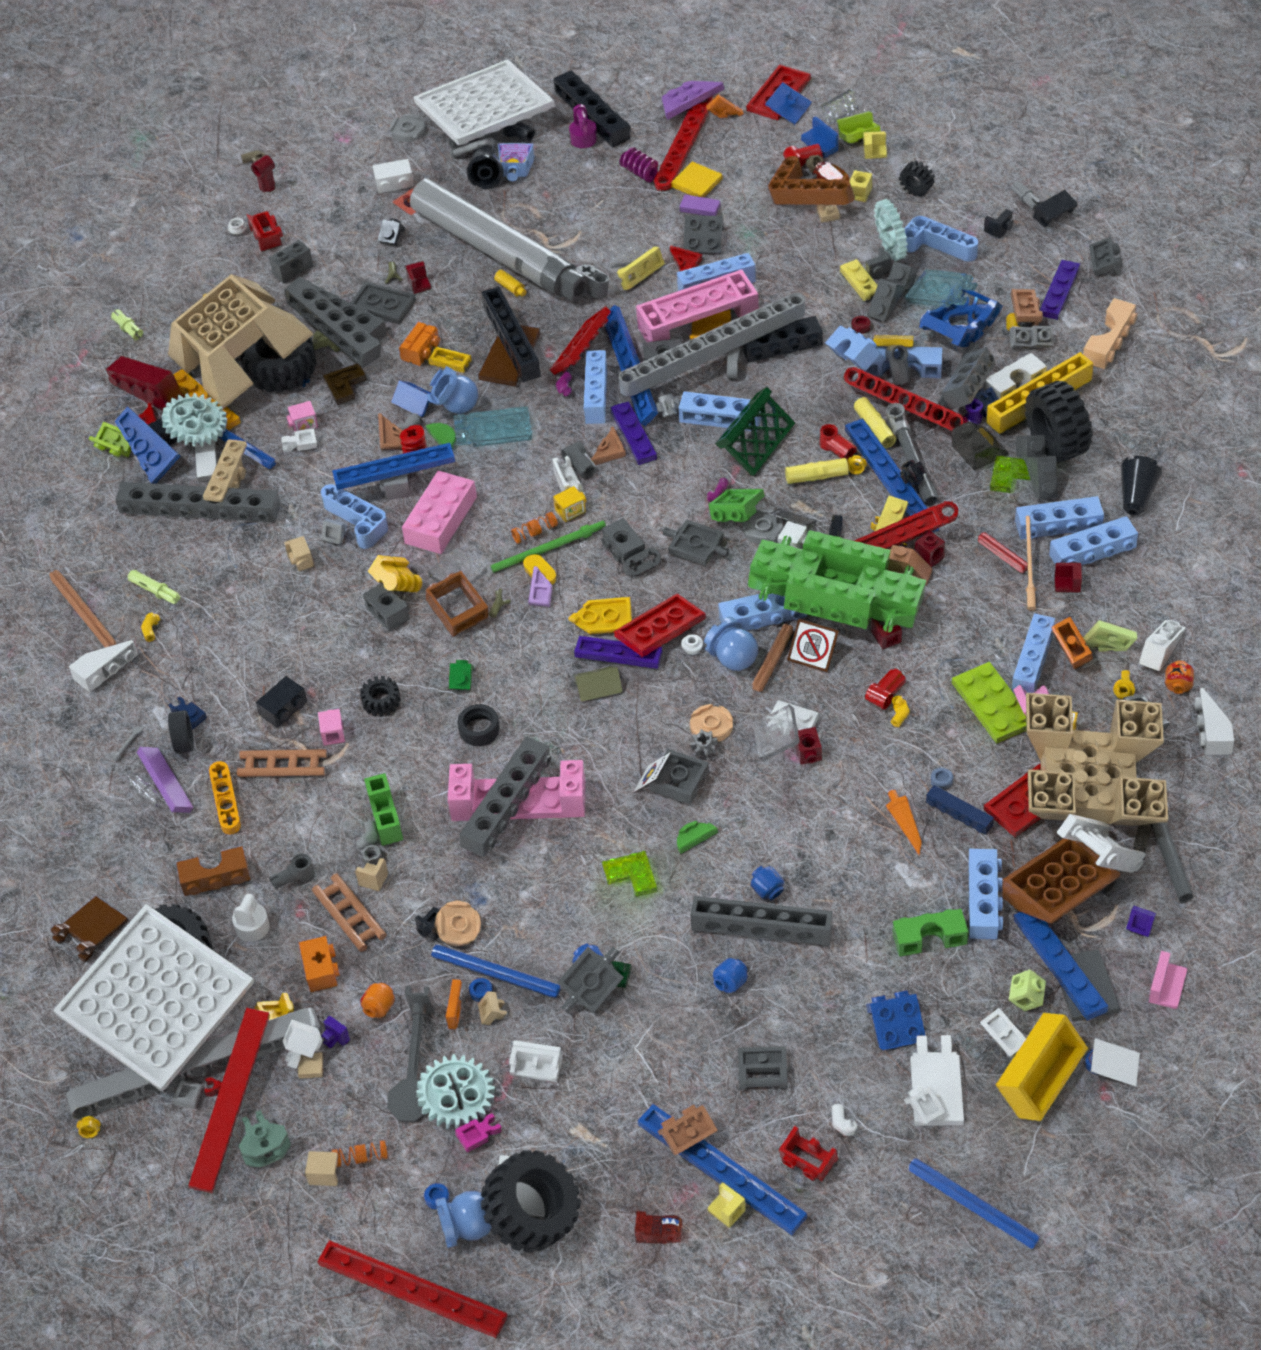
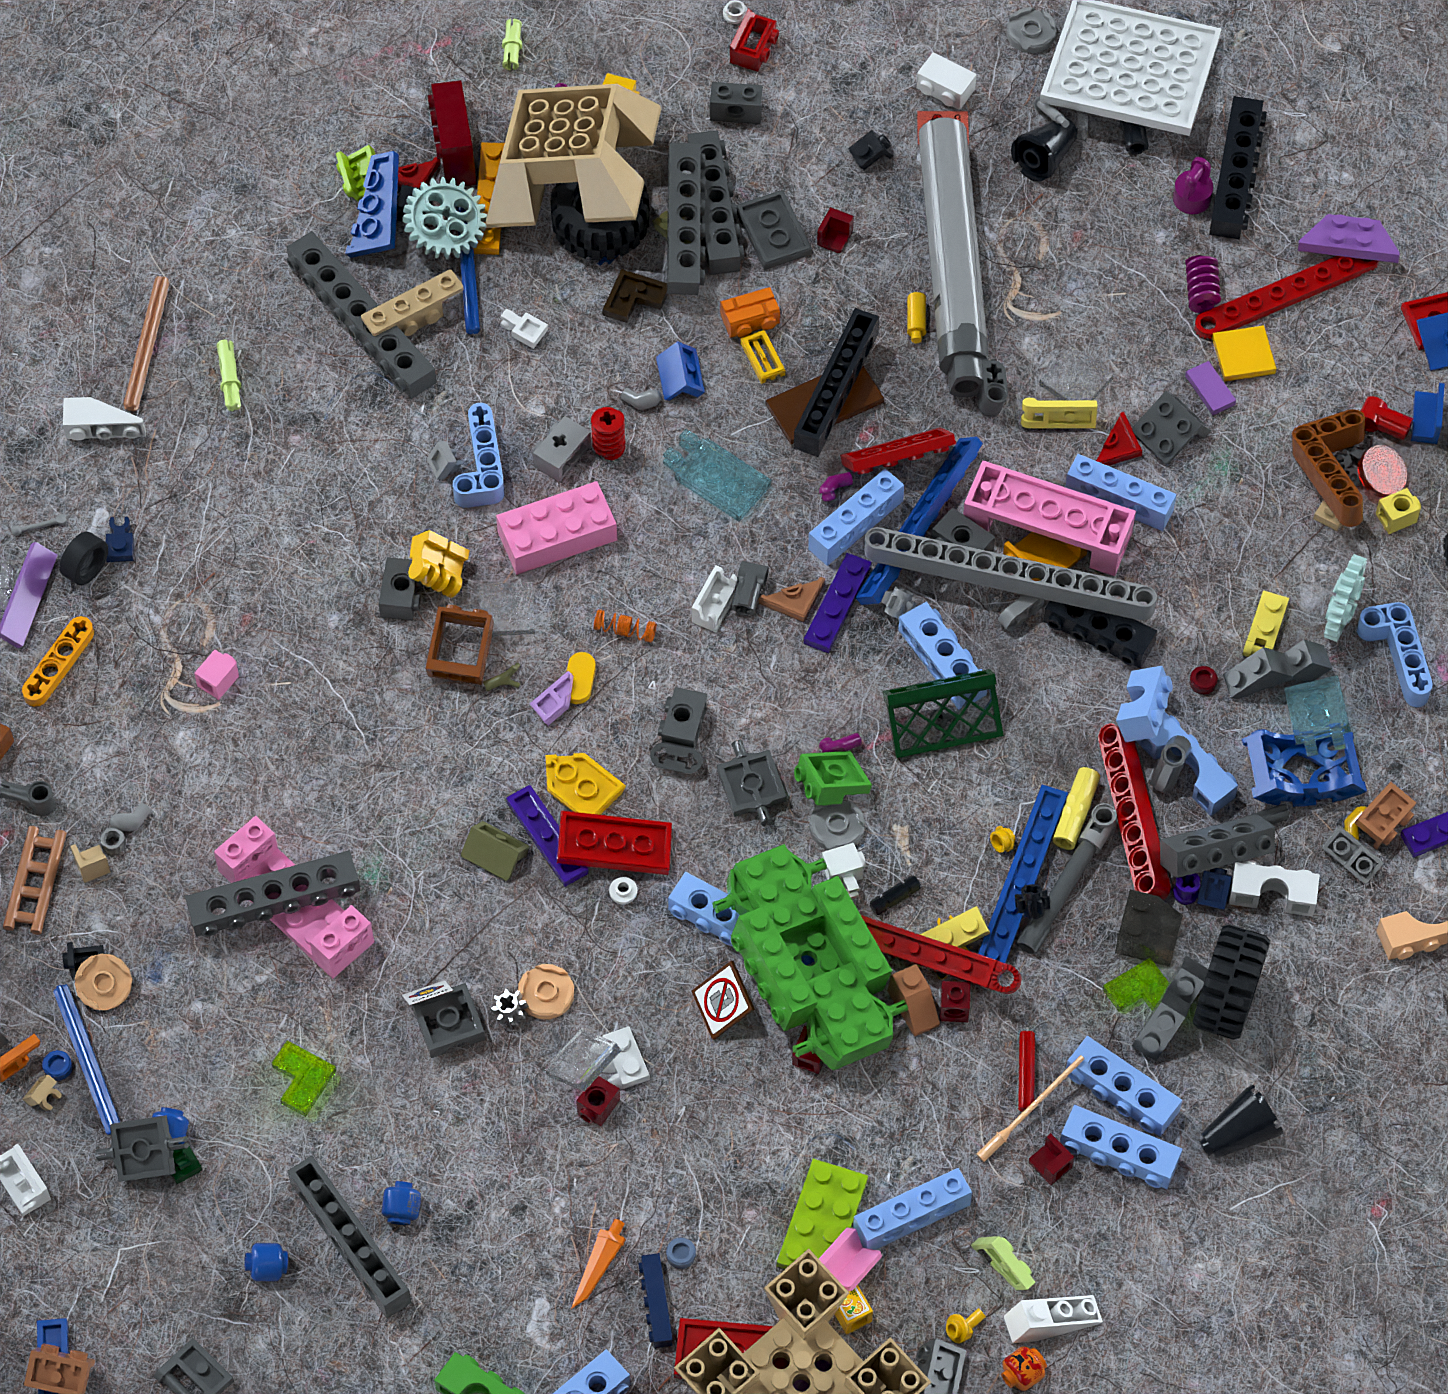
camera: 40 degrees right, 10 degrees up
(146, 627) = (181, 412): yellow arm -> none
(205, 460) = (419, 271): white tile -> none
(281, 701) = (204, 606): black brick -> none
(291, 770) = (141, 655): nougat bar -> none
(299, 553) = (387, 457): tan brick -> none
(302, 416) = (552, 301): bright pink brick -> none
(380, 705) = (293, 667): black tyre -> none
(383, 809) = (175, 792): bright green arch -> none
(388, 434) = (611, 393): nougat tile -> none
(392, 272) = (821, 201): olive bar -> none
(393, 466) = (560, 439): blue plate -> none
(442, 433) = (660, 439): bright green tile -> none
(453, 391) = (711, 404): medium blue tile -> none
(460, 675) = (384, 725): green bracket -> none
(475, 712) = (336, 776): black tyre -> none
(516, 159) = (1086, 167): light blue torso -> none
(570, 503) = (685, 630): yellow brick -> none
(585, 532) = (665, 673): bright green bar -> none
(693, 834) = (399, 1090): bright green tile -> none
(723, 108) = (1372, 286): orange tile -> none
(732, 645) = (646, 929): medium blue tile -> none
(772, 658) = (677, 976): nougat axle -> none
(792, 516) = (871, 840): black sticker -> none
(813, 159) = (1387, 433): dark tan plate -> none
(816, 471) = (955, 810): light yellow axle -> none
(832, 441) = (1010, 797): red piece -> none
(879, 265) = (1300, 627): dark grey bracket -> none
(883, 692) = (728, 1111): red piece -> none
(887, 340) = (1203, 731): yellow tile -> none
(901, 709) = (728, 1147): yellow arm -> none
(1011, 408) = (1284, 928): yellow brick -> none
(1072, 643) = (958, 1233): orange brick -> none

